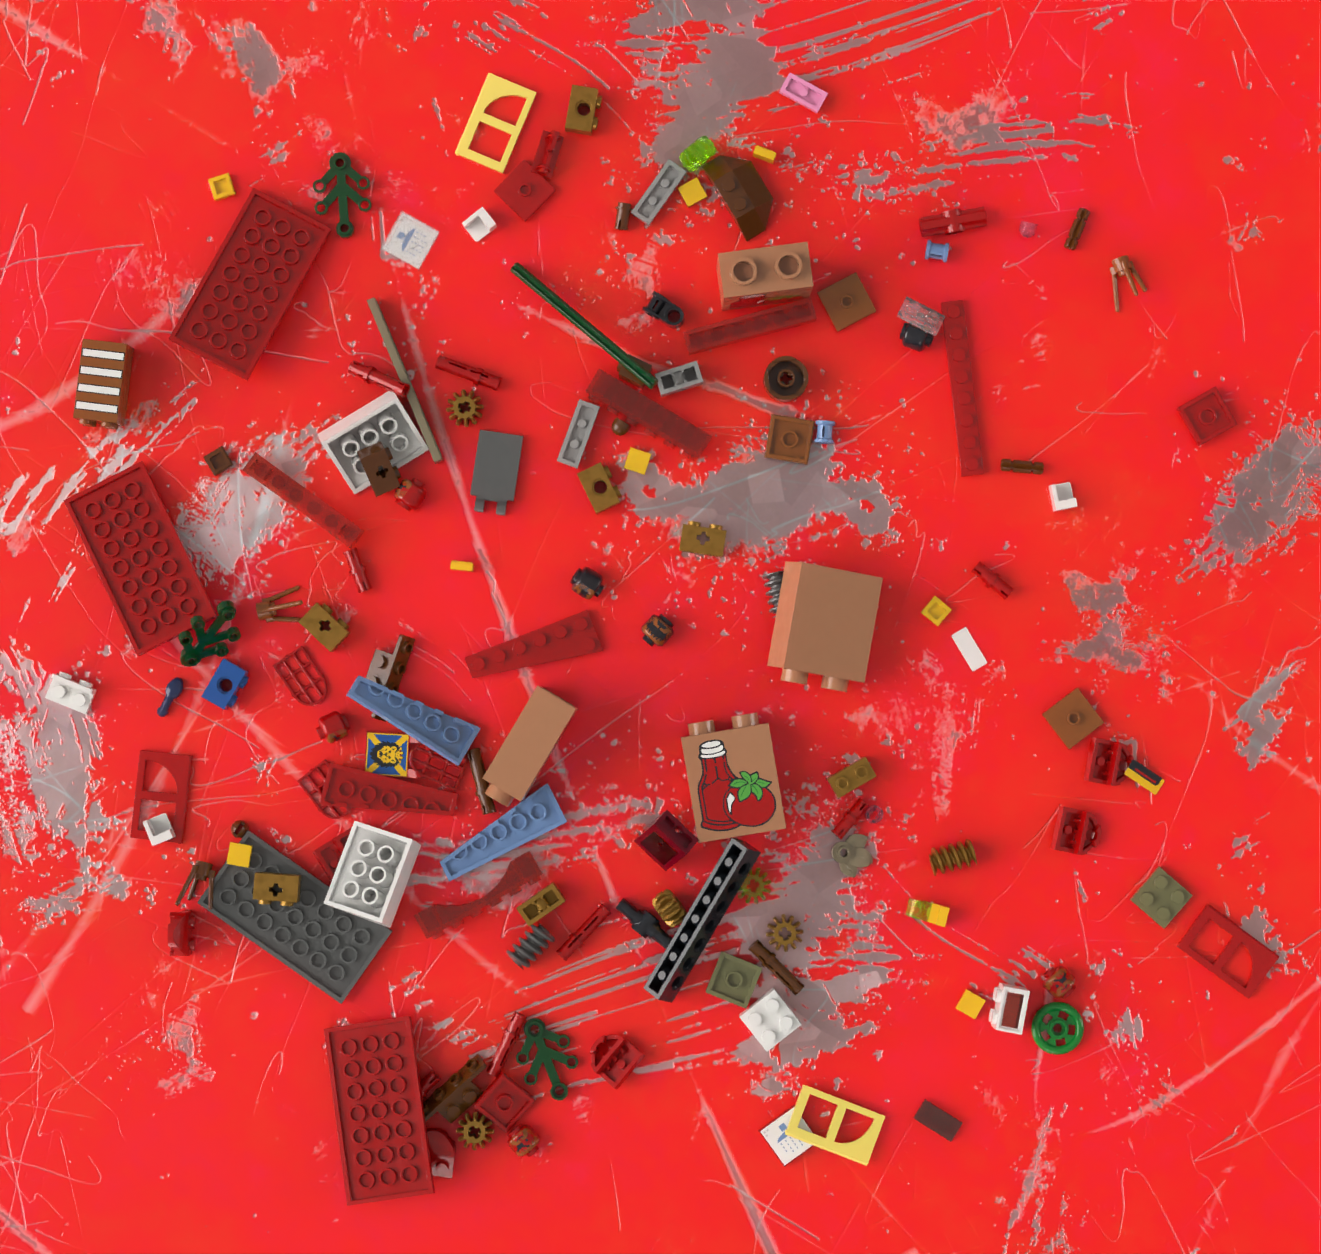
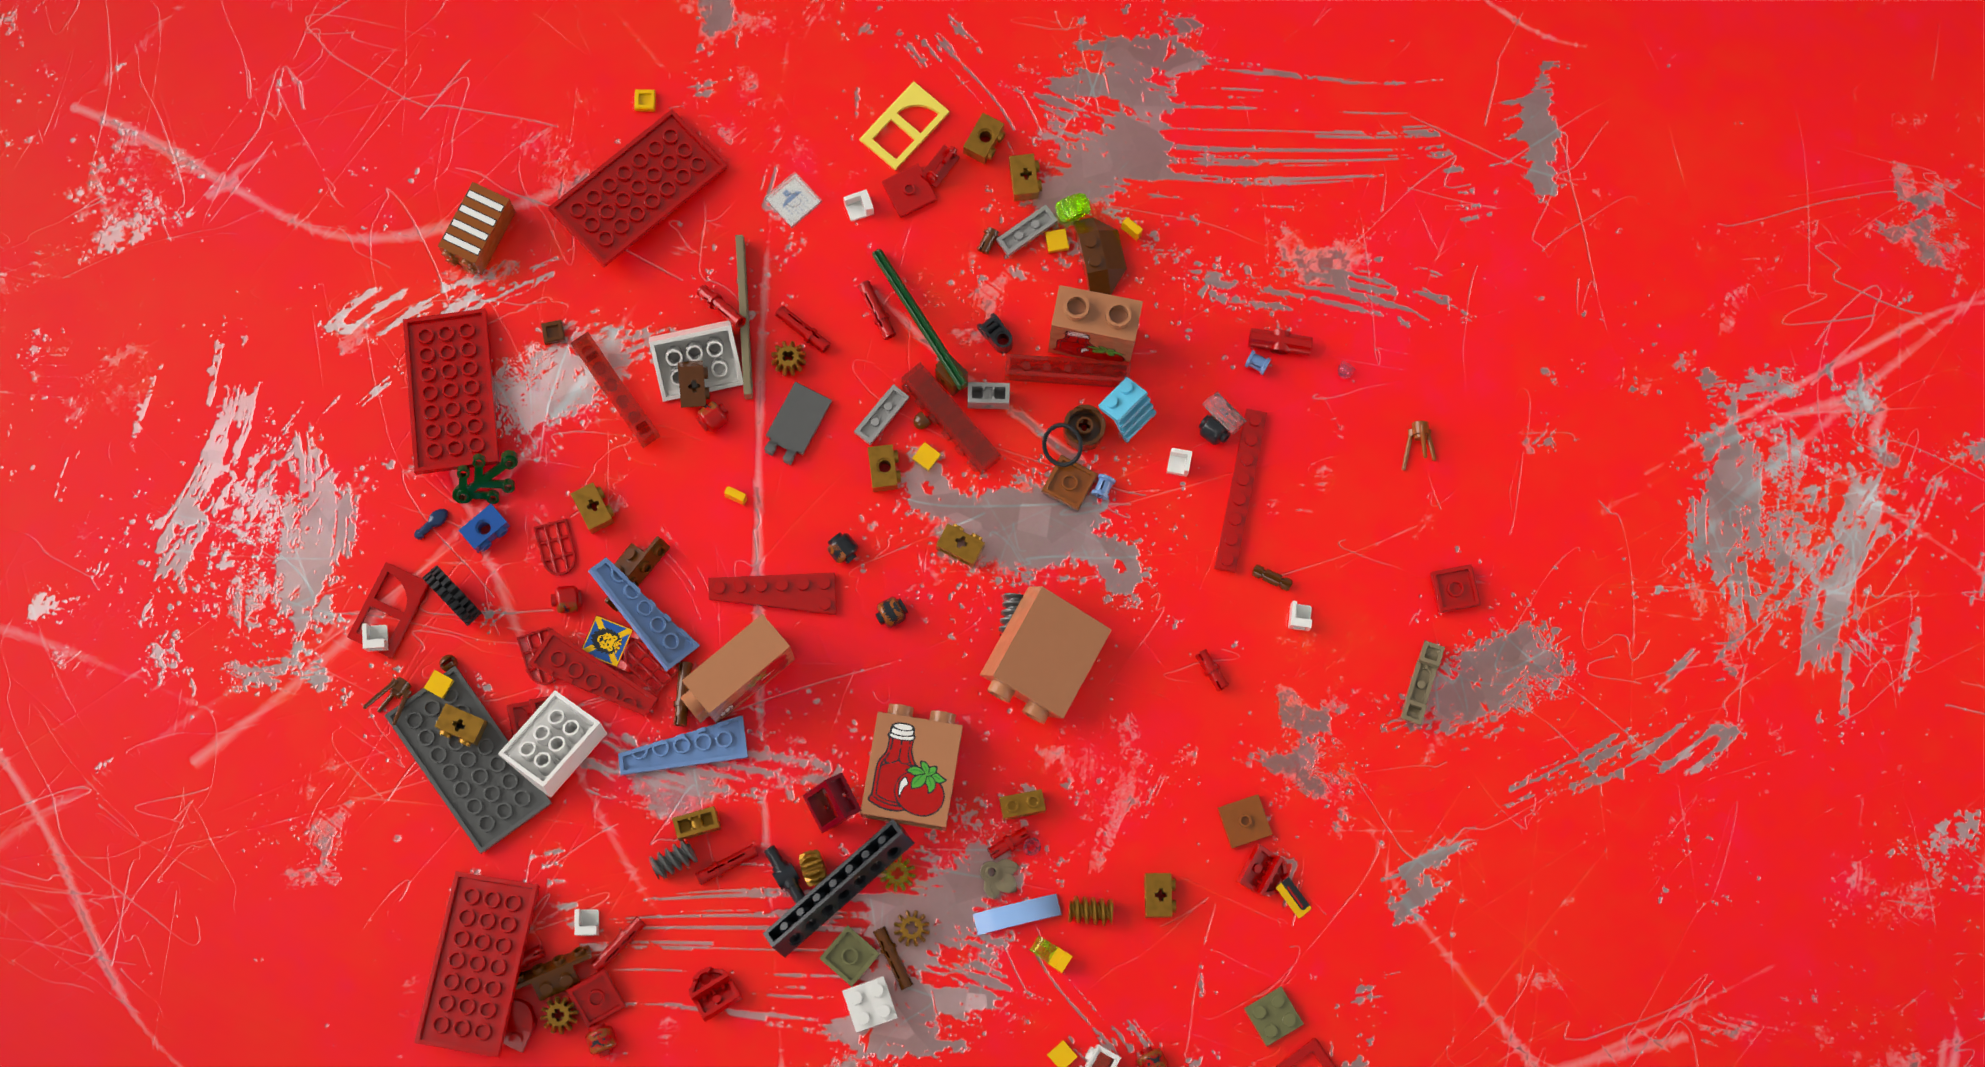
camera: 15 degrees right, 10 degrees down
(71, 693) = (343, 490): white bracket -> none
(180, 933) = (357, 738): red slope -> none
(220, 764) = (452, 595): none -> black tyre
(267, 608) = (548, 475): dark orange plant -> none
(341, 191) = (748, 137): dark green plant -> none
(357, 570) = (640, 468): red pin -> none
(438, 917) = (687, 788): clear red arch -> none
(468, 1034) = (587, 922): none -> white panel
(539, 331) = (880, 317): none -> red pin
(544, 1055) = (649, 967): dark green plant -> none
(628, 127) = (1022, 188): none -> pearl gold brick
(780, 389) = (1044, 447): none -> black tyre
(803, 92) = (1184, 188): bright pink plate -> none
(823, 345) = (1128, 408): none -> medium azure plate
(846, 302) = (1162, 379): dark orange plate -> none
(881, 884) = (1017, 914): none -> light blue slope
(892, 381) = (1179, 462): none -> white panel
(936, 611) = (1151, 681): yellow tile -> none
(969, 649) = (1170, 726): white sticker -> none
(1011, 832) = (1152, 884): none -> pearl gold brick
(1075, 831) = (1213, 926): red slope -> none
(1077, 229) = (1389, 385): reddish brown axle -> none
(1203, 523) = (1422, 682): none -> dark tan slope

